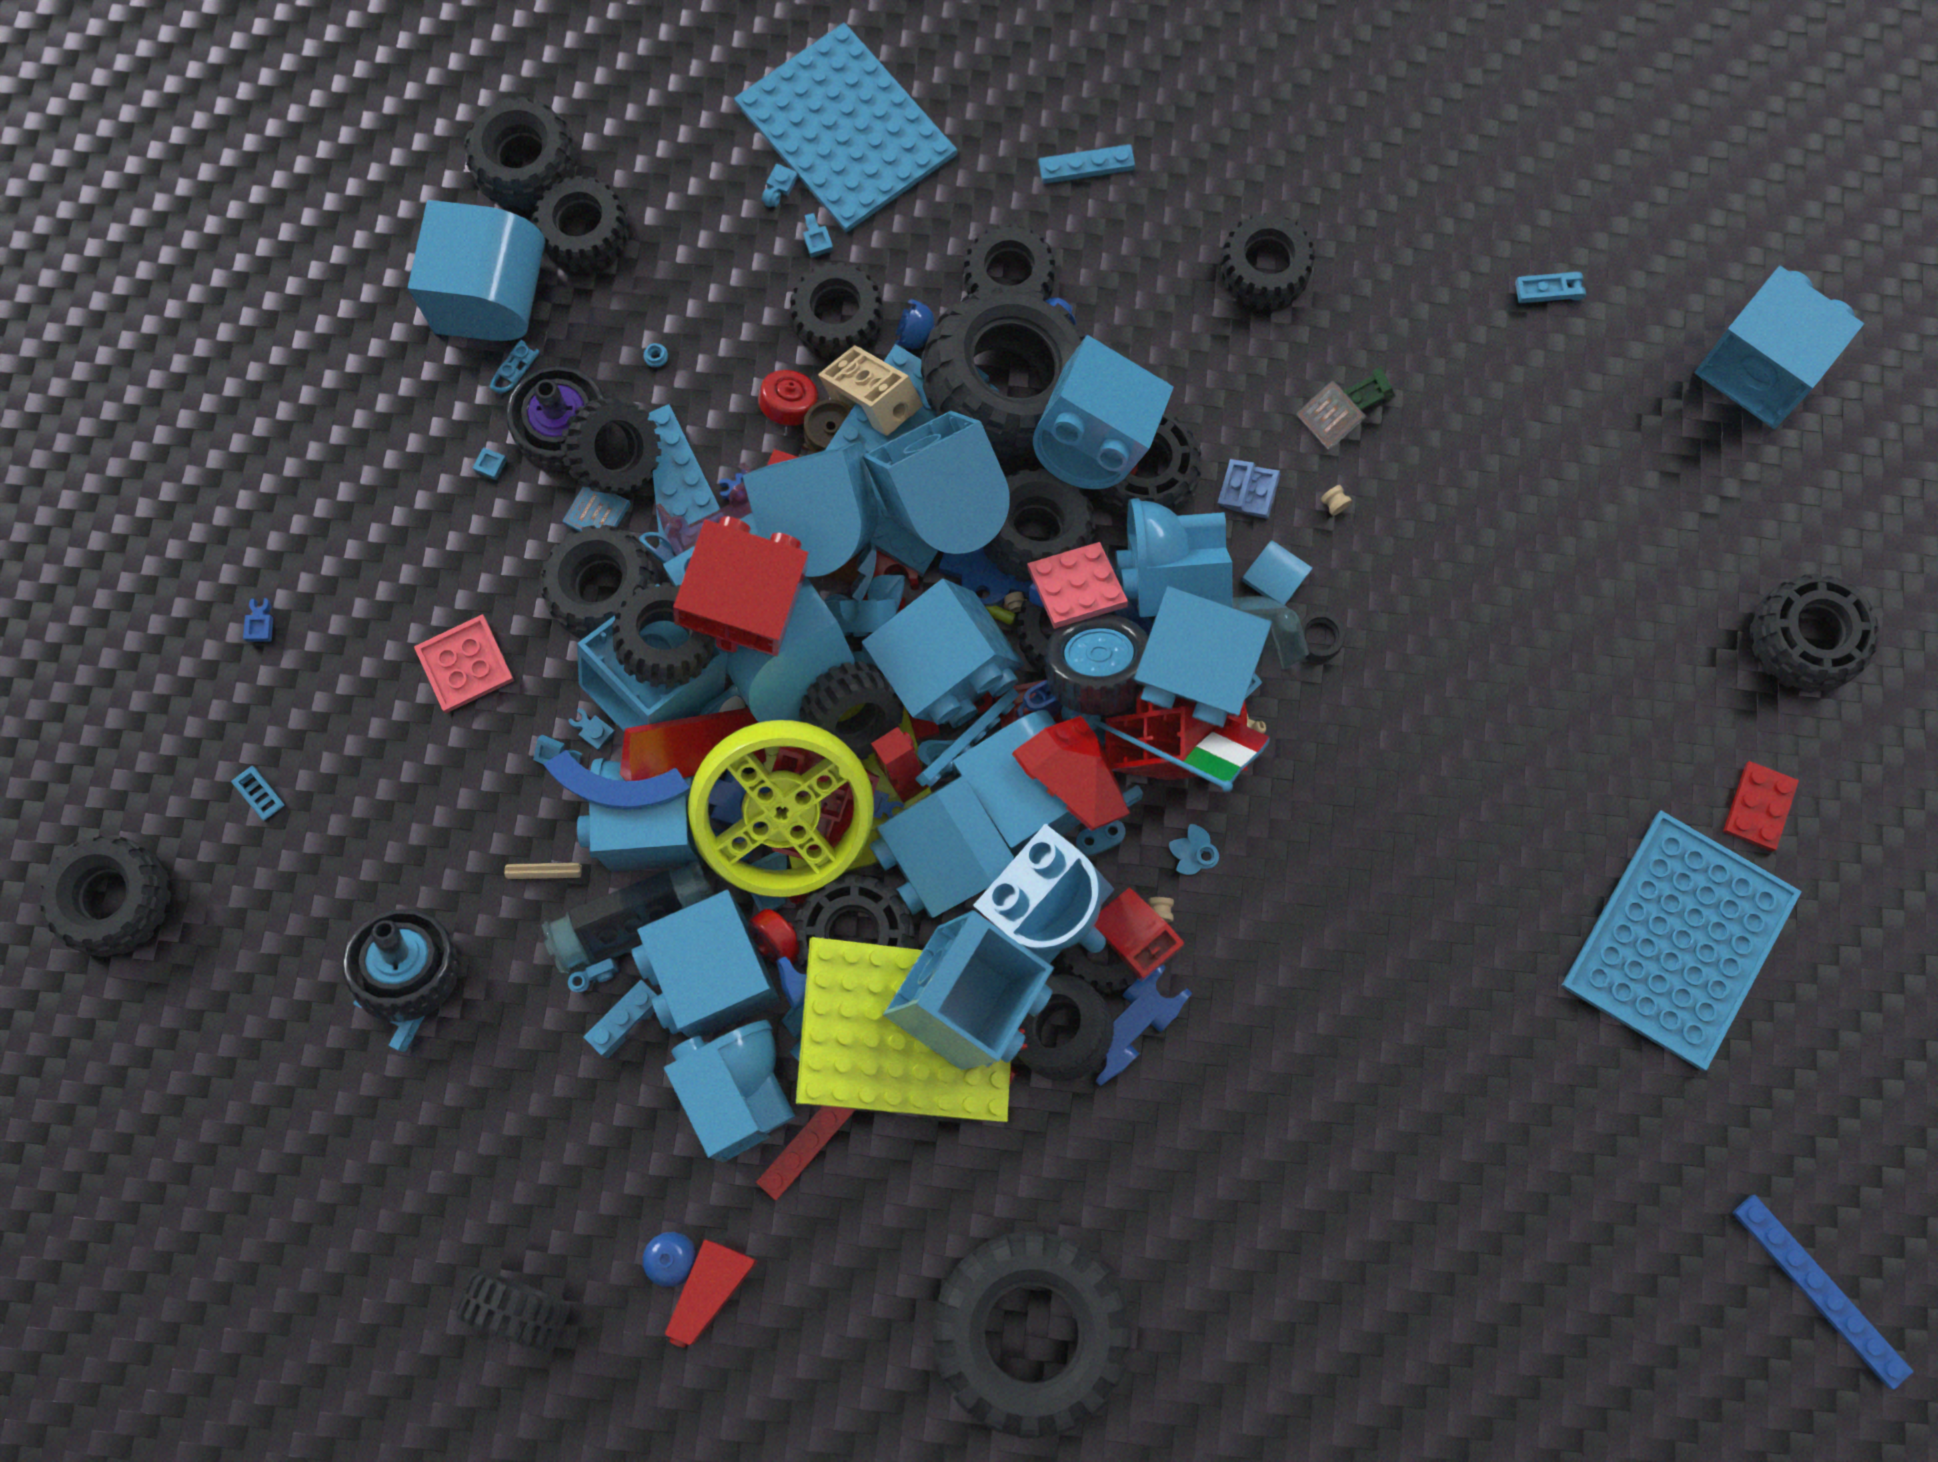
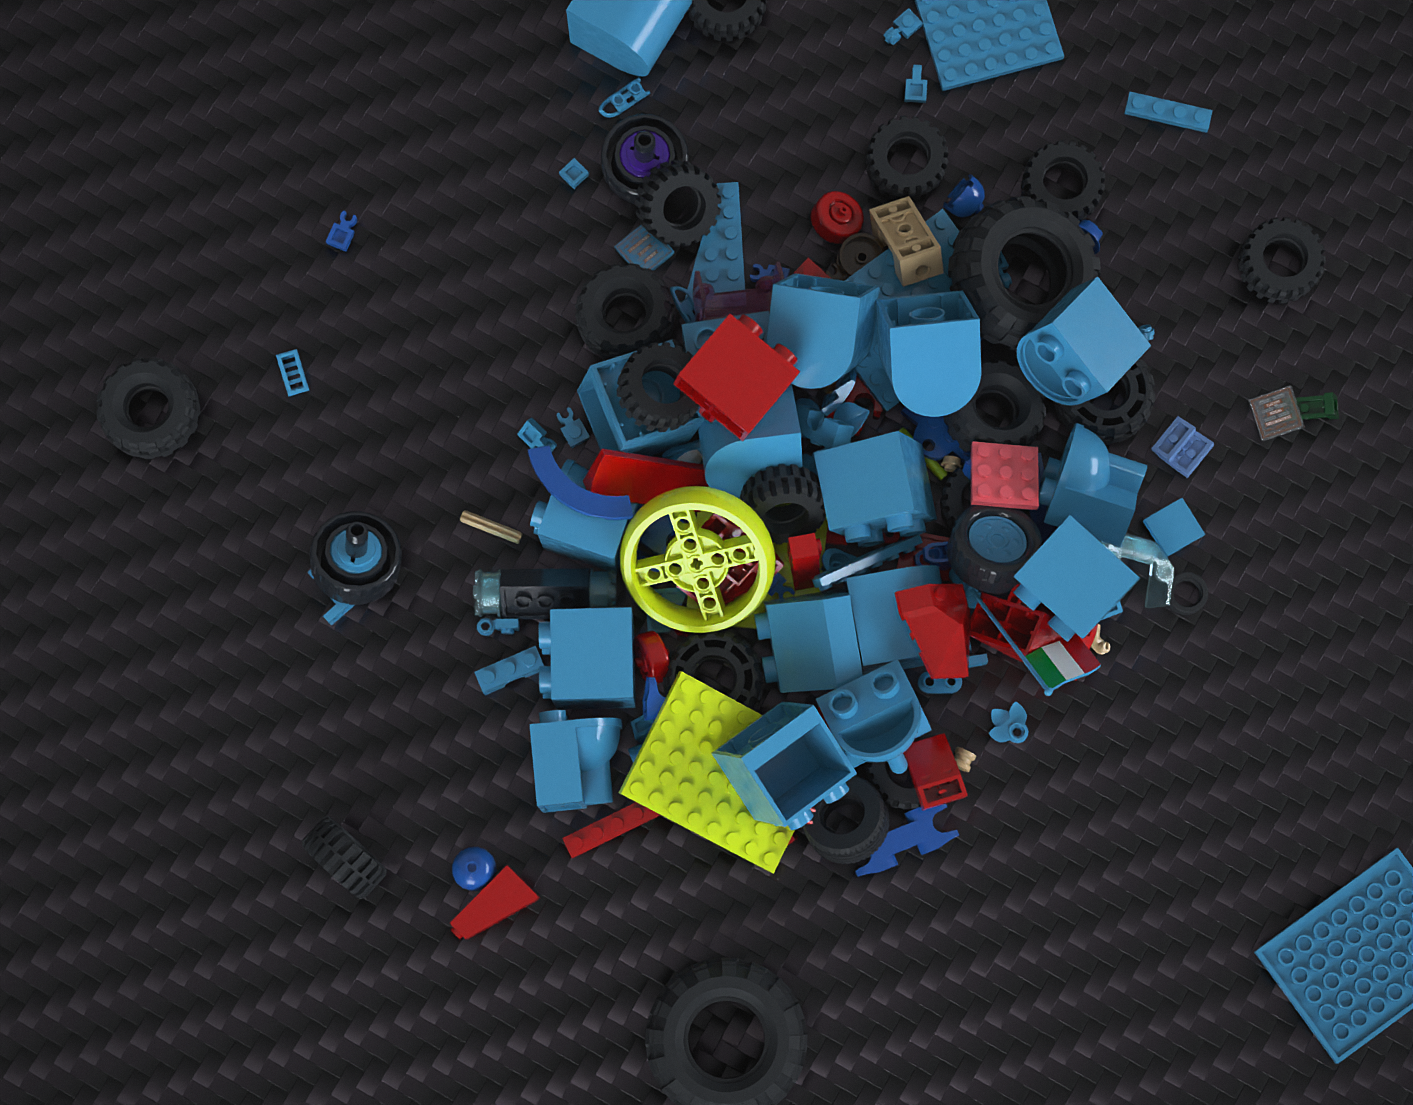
camera: 20 degrees right, 5 degrees up
(464, 663) = (491, 333): coral plate -> none
(654, 349) = (743, 129): dark azure plate -> none
(1336, 500) = (1249, 486): tan wheel -> none

